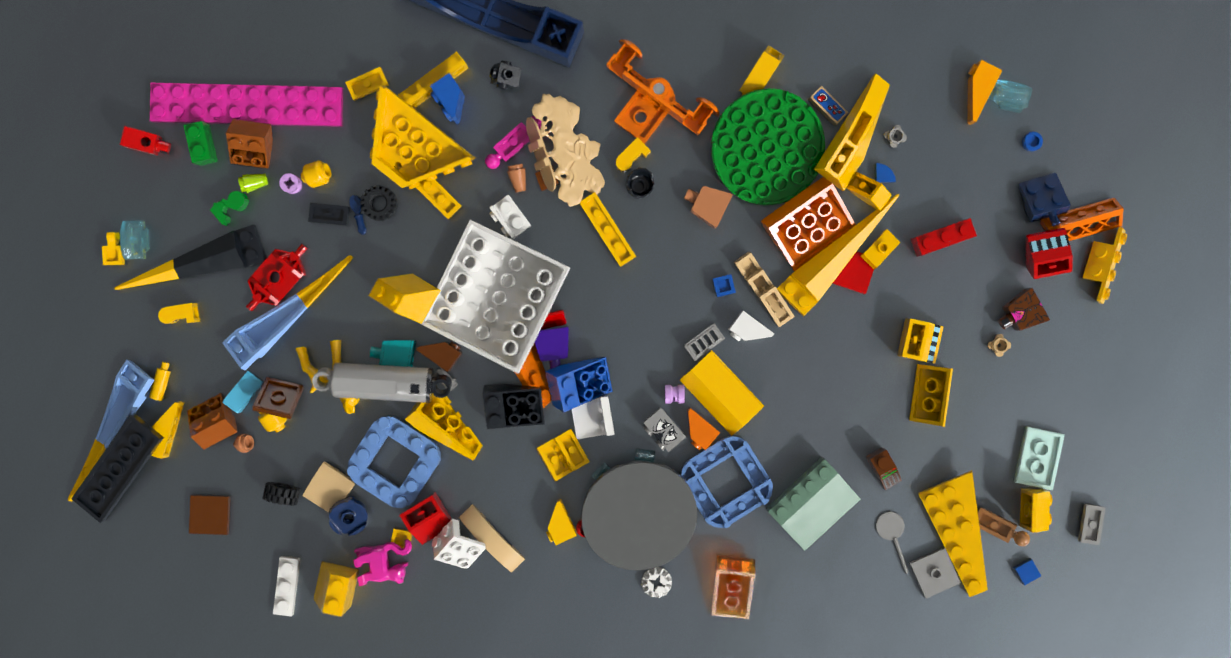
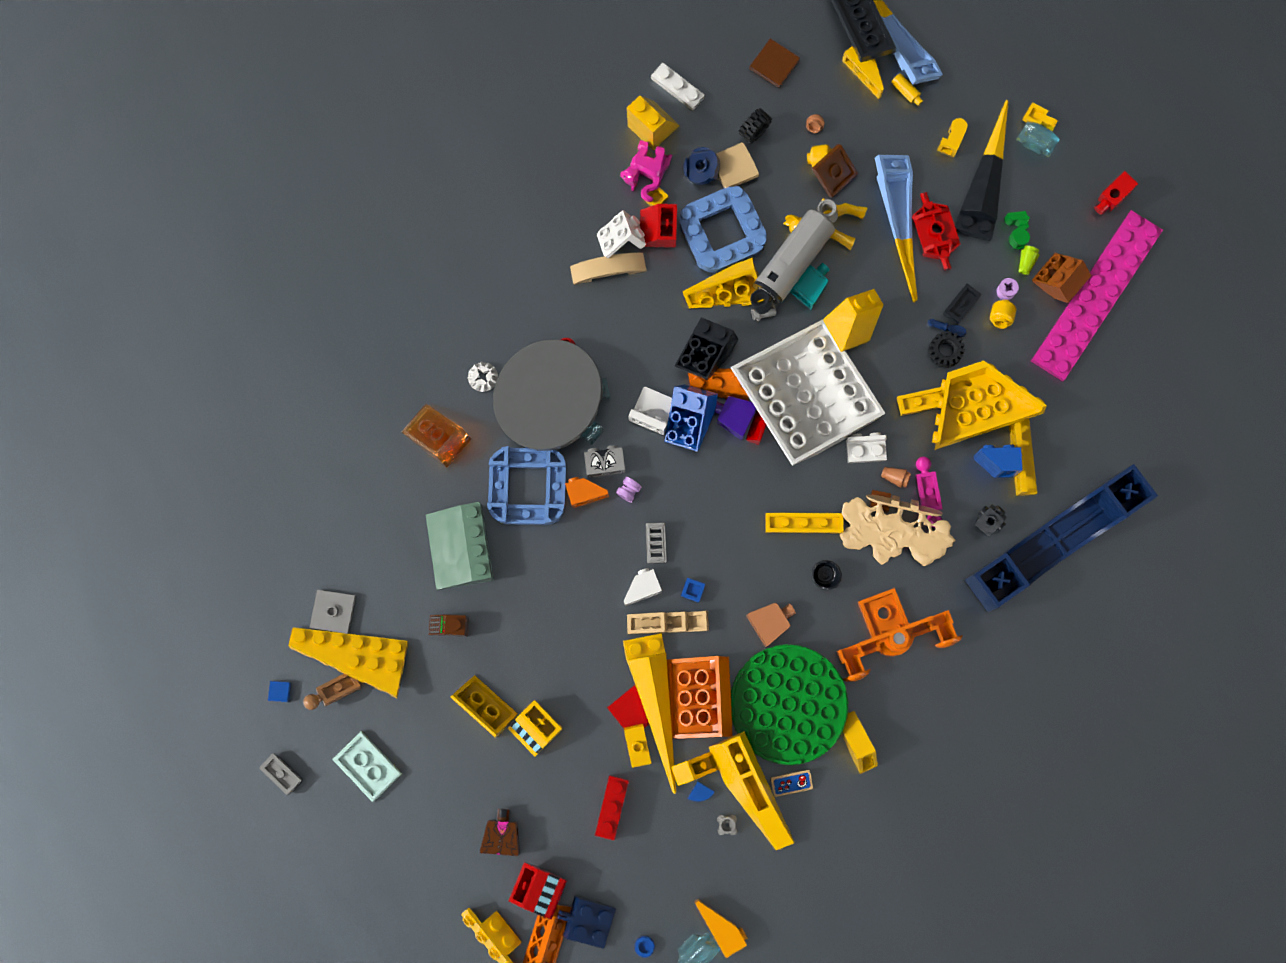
camera: 130 degrees right, 10 degrees down
(200, 143) = (1086, 237): green brick -> none
(211, 422) = (849, 108): dark orange slope -> none
(242, 392) = (857, 147): medium azure slope -> none
(366, 83) = (1055, 400): yellow plate -> none
(442, 354) = (786, 321): reddish brown slope -> none
(560, 525) = (582, 328): yellow slope -> none
(562, 455) = (638, 367): yellow slope -> none
(631, 154) = (856, 583): yellow leg -> none
(722, 393) = (603, 529): yellow slope -> none
(890, 527) = (395, 600): light grey piece -> none
(1005, 345) = (491, 796): tan plate -> none
(1035, 509) = (326, 731): yellow slope -> none

